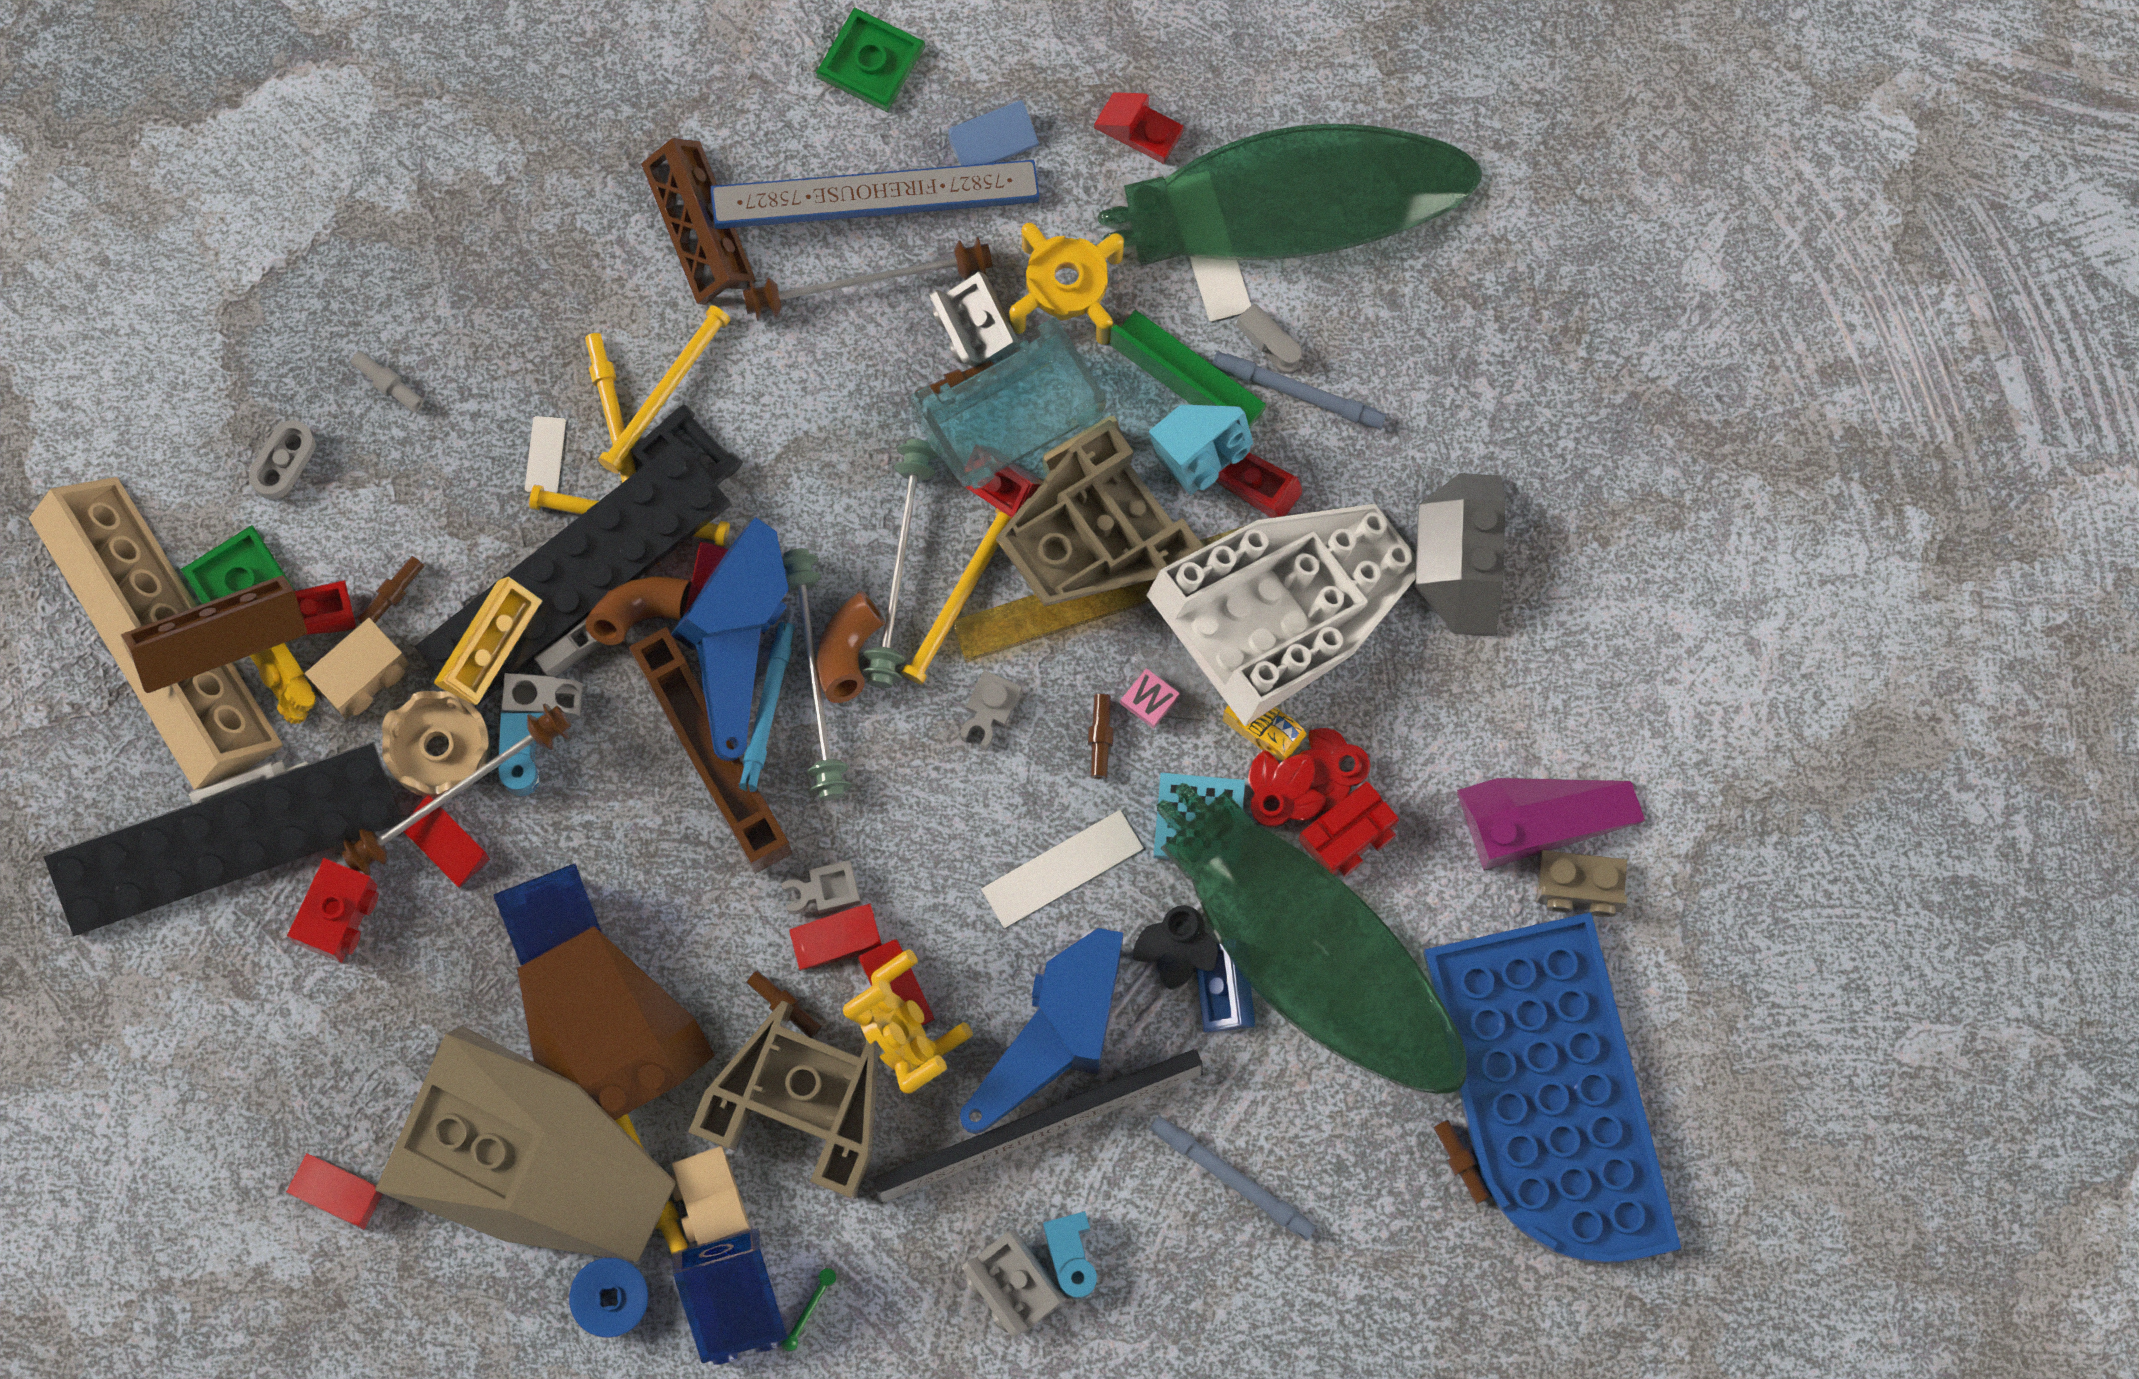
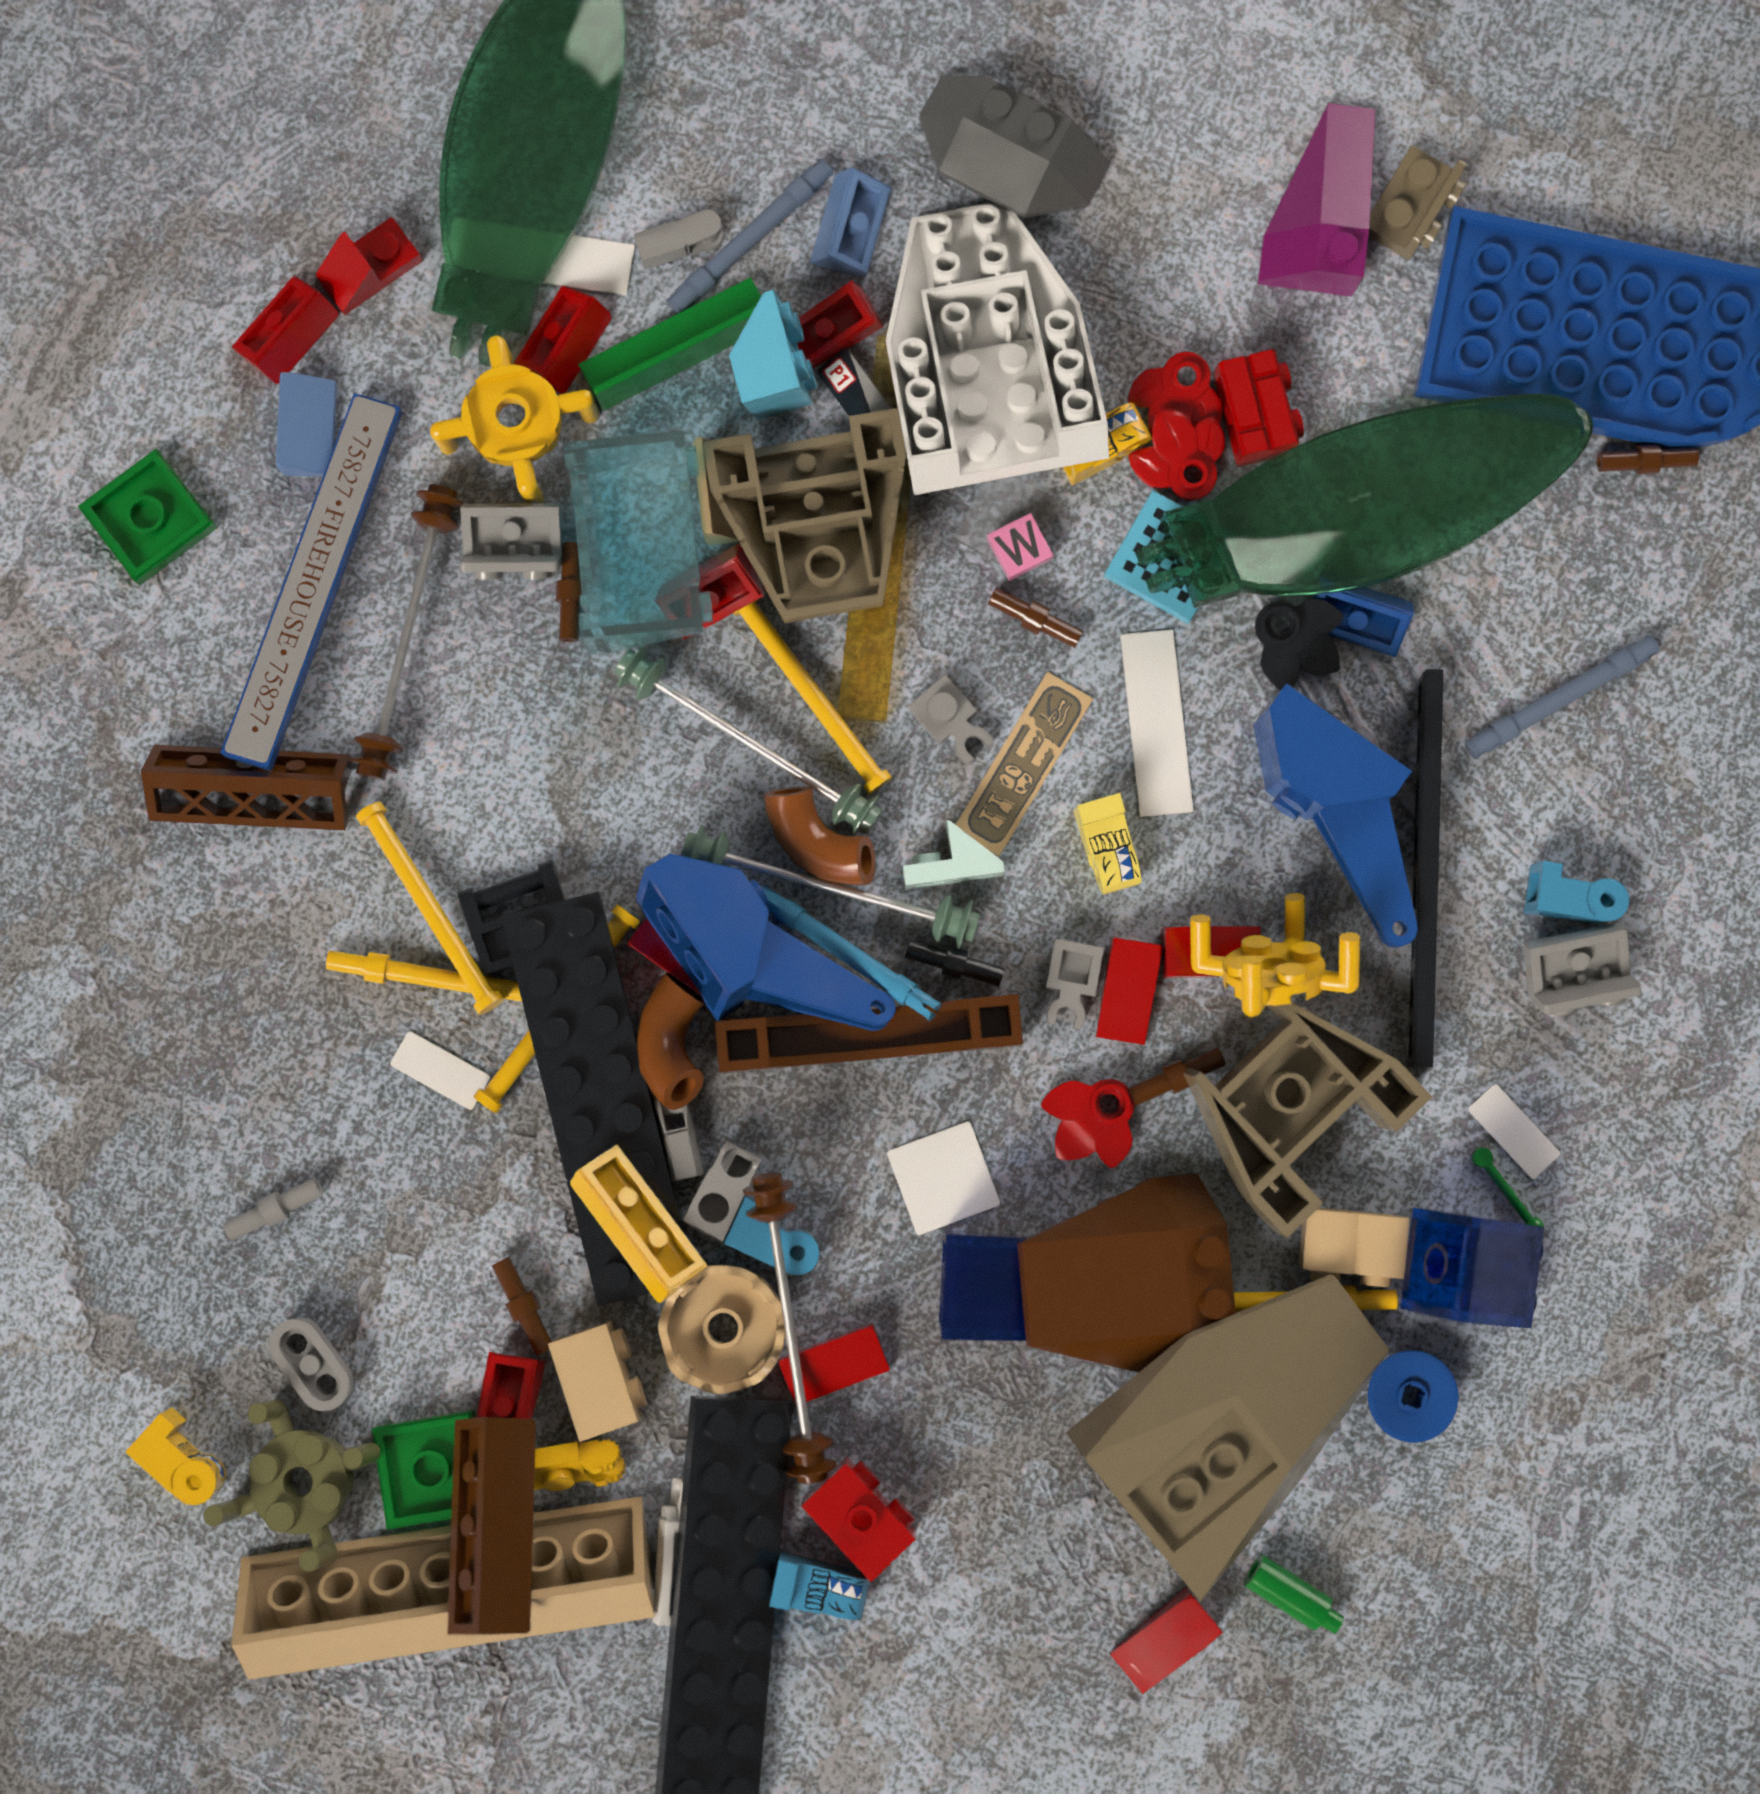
camera: 65 degrees left, 10 degrees up
(169, 397) = (176, 1462): none -> yellow leg
(179, 472) = (272, 1488): none -> olive plate
(266, 902) = (819, 1587): none -> dark azure leg
(411, 1273) = (1292, 1595): none -> green cylinder
(626, 863) = (943, 1178): none -> white sticker
(715, 953) = (1086, 1126): none -> red plate
(798, 795) = (954, 962): none -> black bar
(860, 1295) = (1514, 1131): none -> white sticker
(880, 764) = (967, 863): none -> light aqua slope
(945, 869) = (1108, 843): none -> light yellow leg
(981, 780) = (1023, 763): none -> sticker
(1061, 91) = (286, 329): none -> red slope
(1150, 291) = (564, 337): none -> red slope
(1218, 516) = (851, 385): none -> sticker
(1348, 461) = (850, 223): none -> medium blue slope

